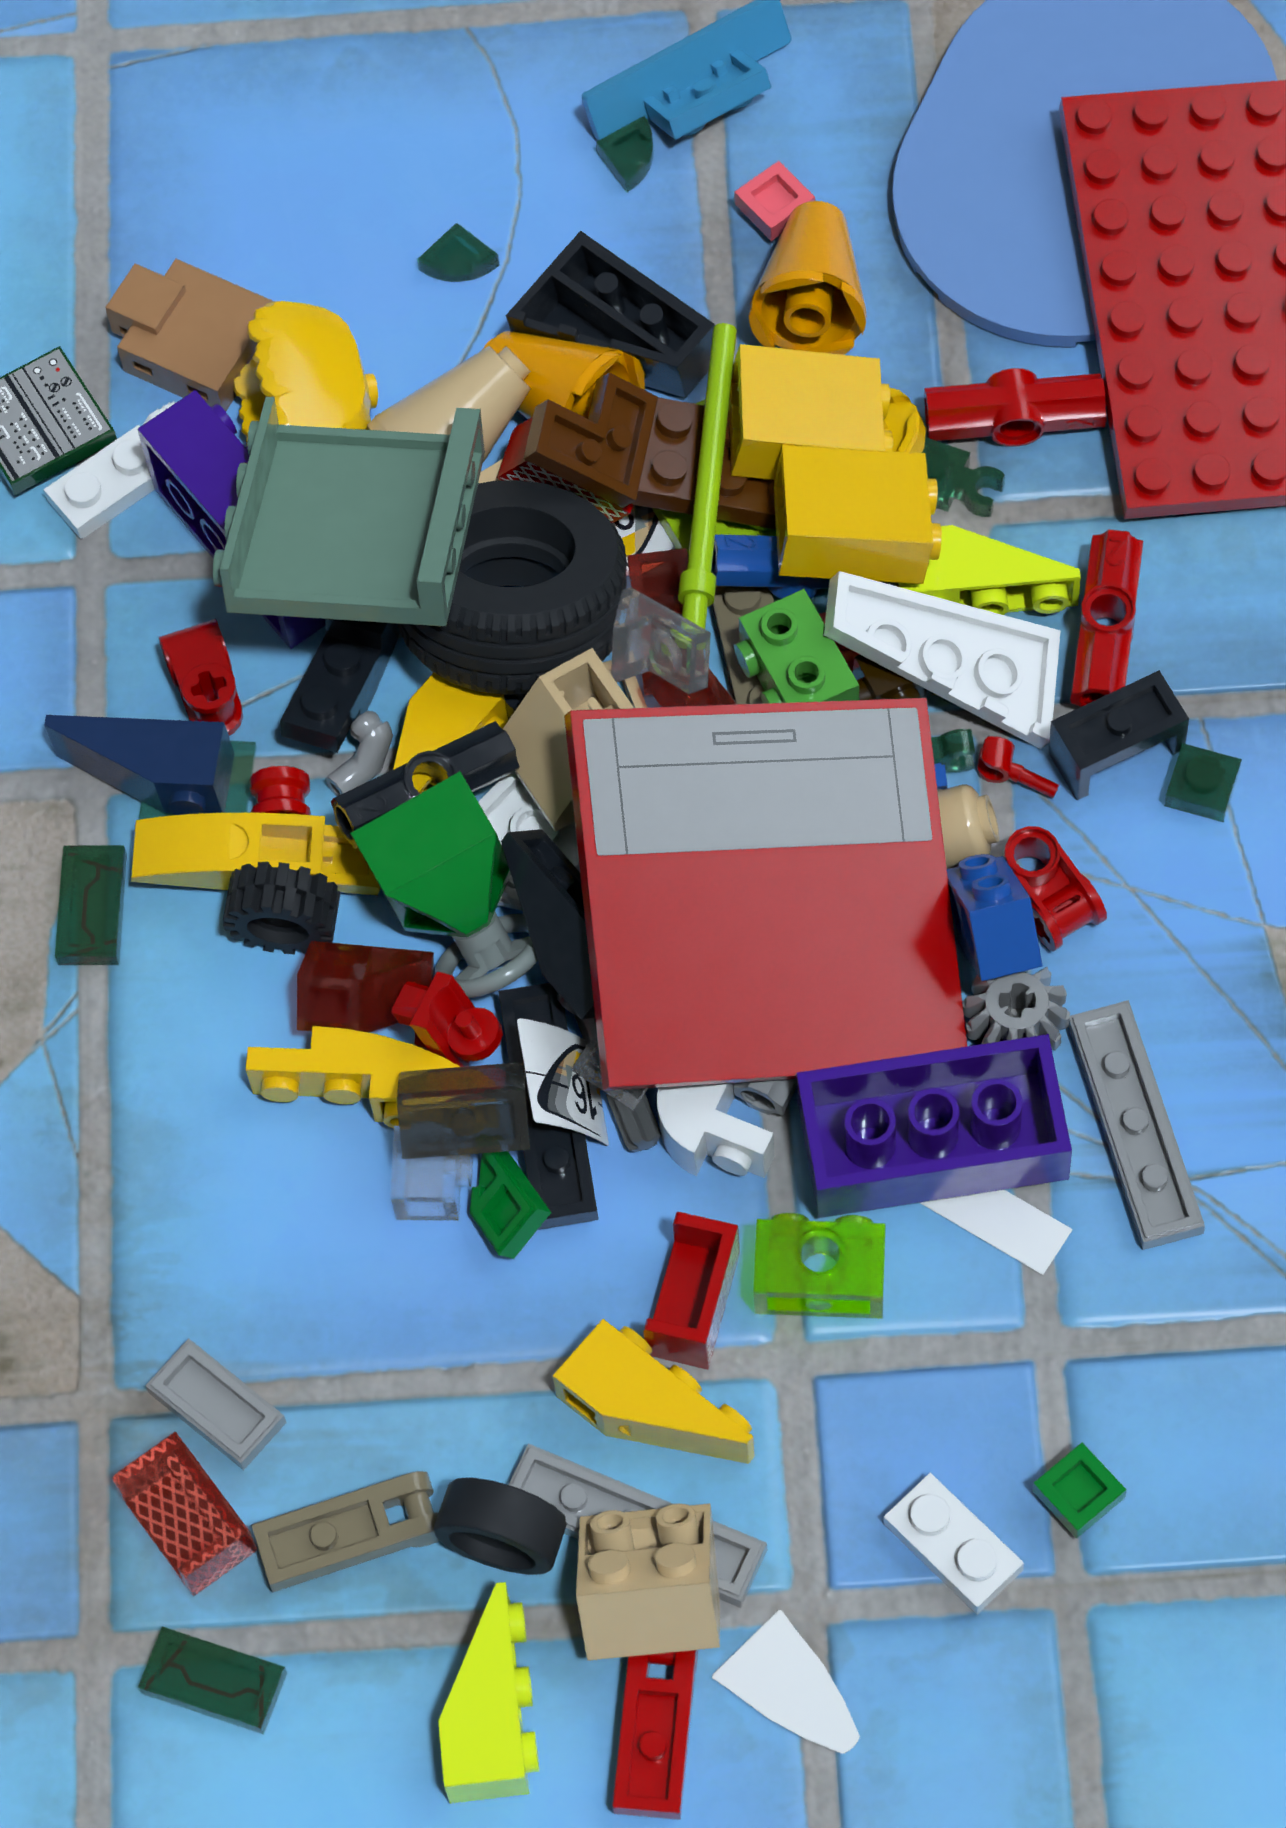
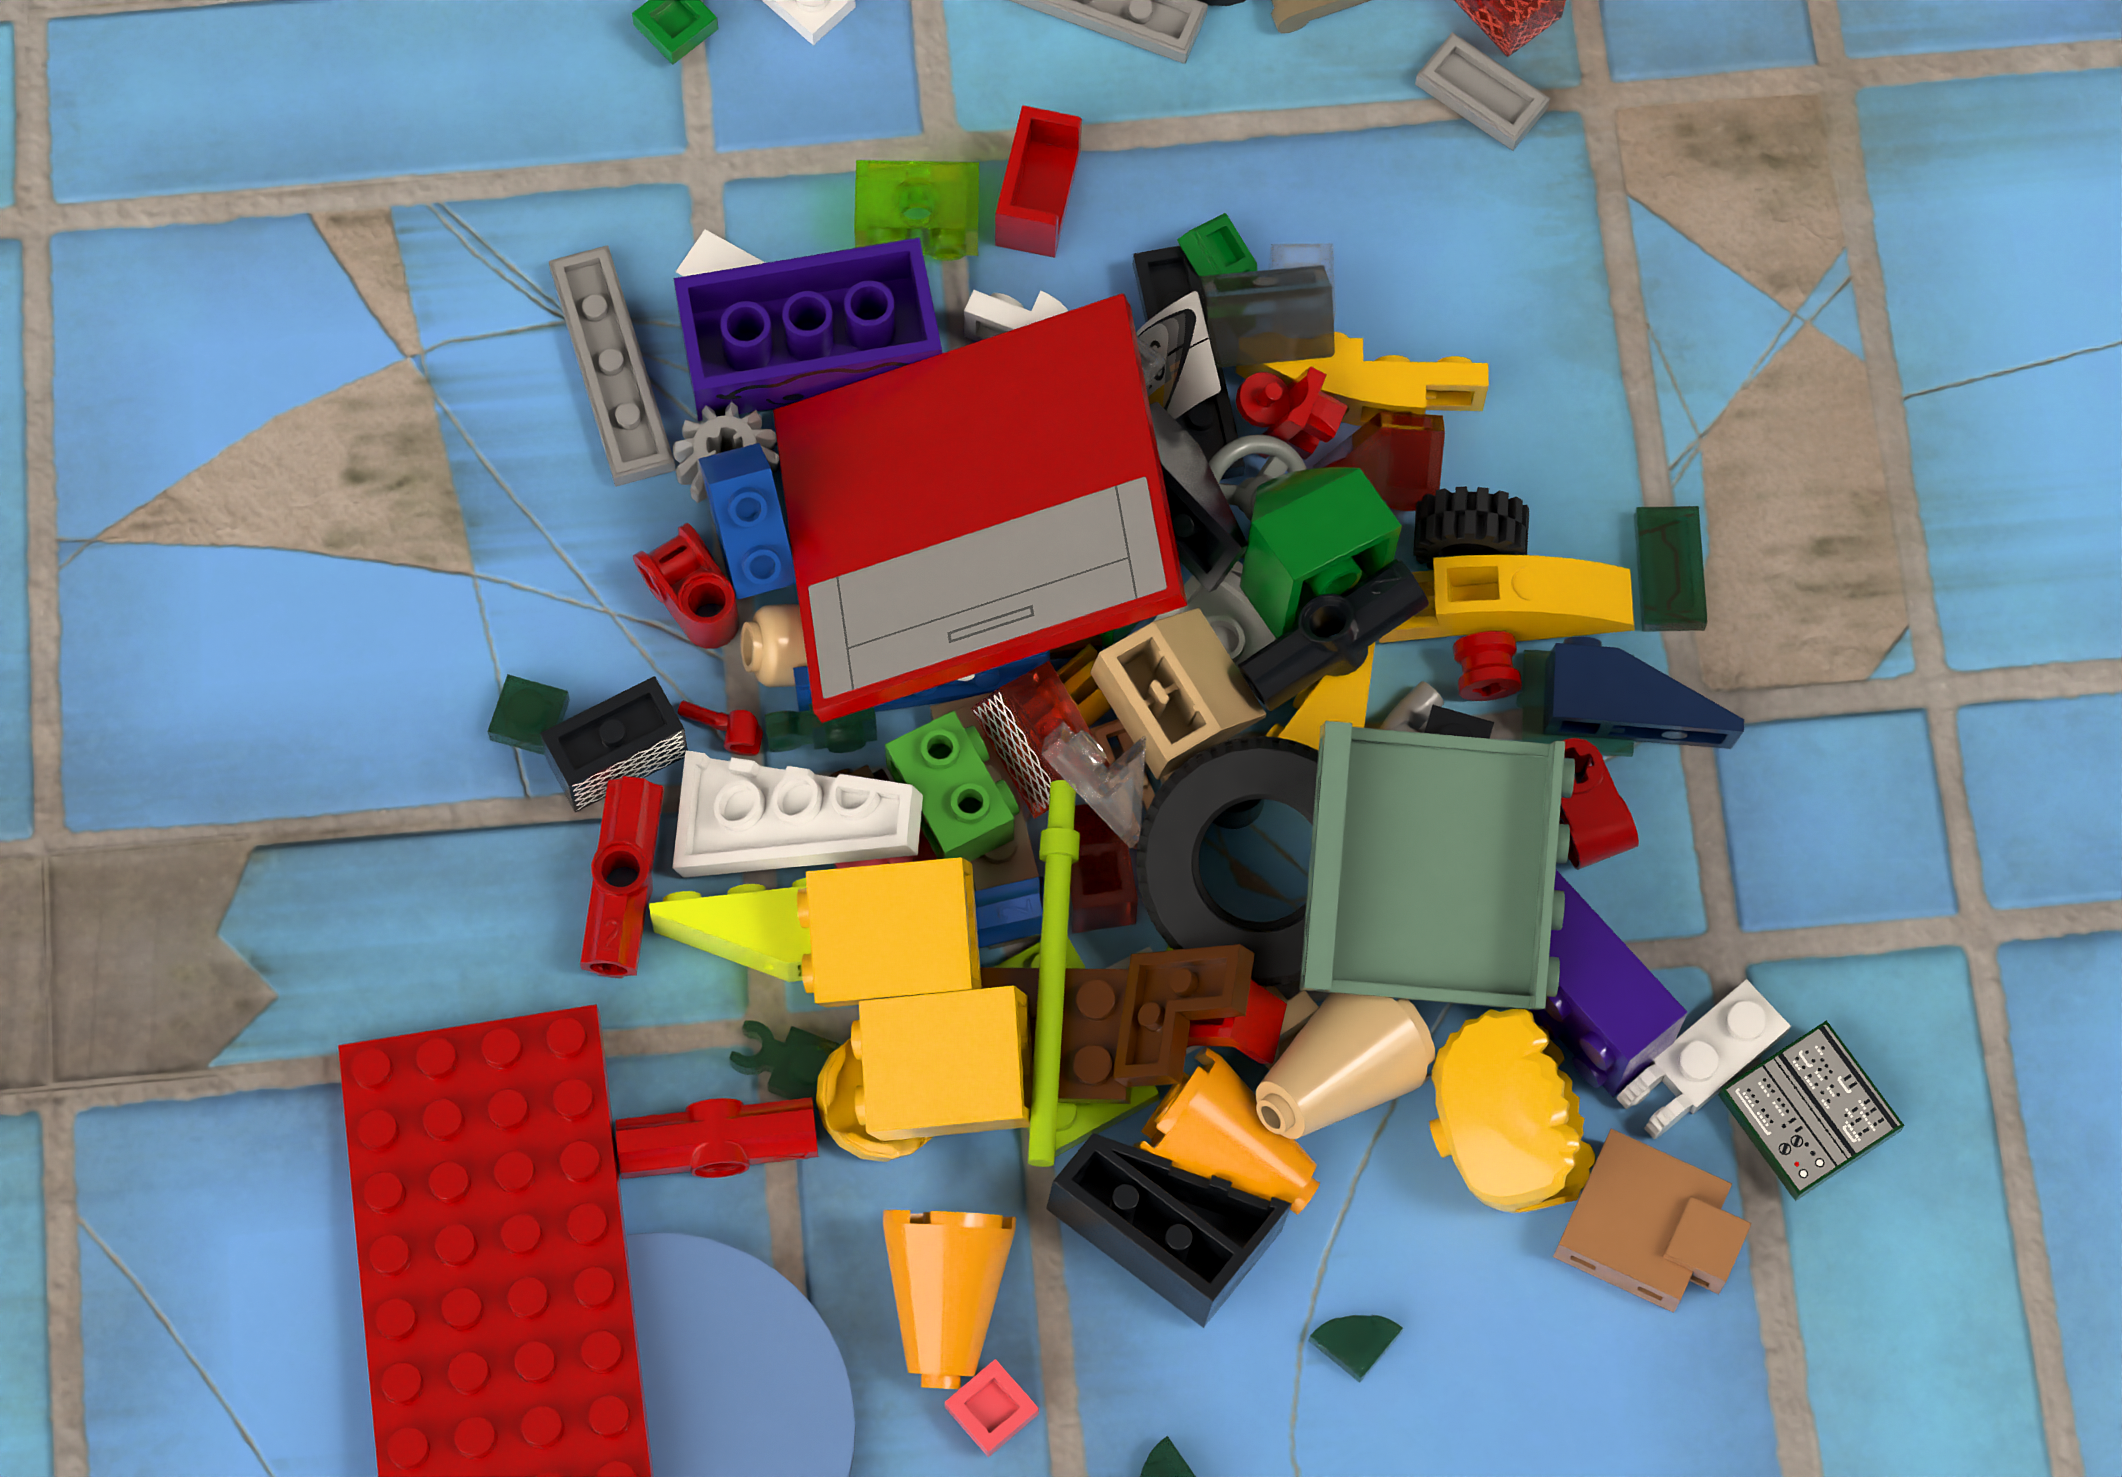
camera: 170 degrees right, 5 degrees up
(639, 1400) = (1081, 80): yellow slope -> none

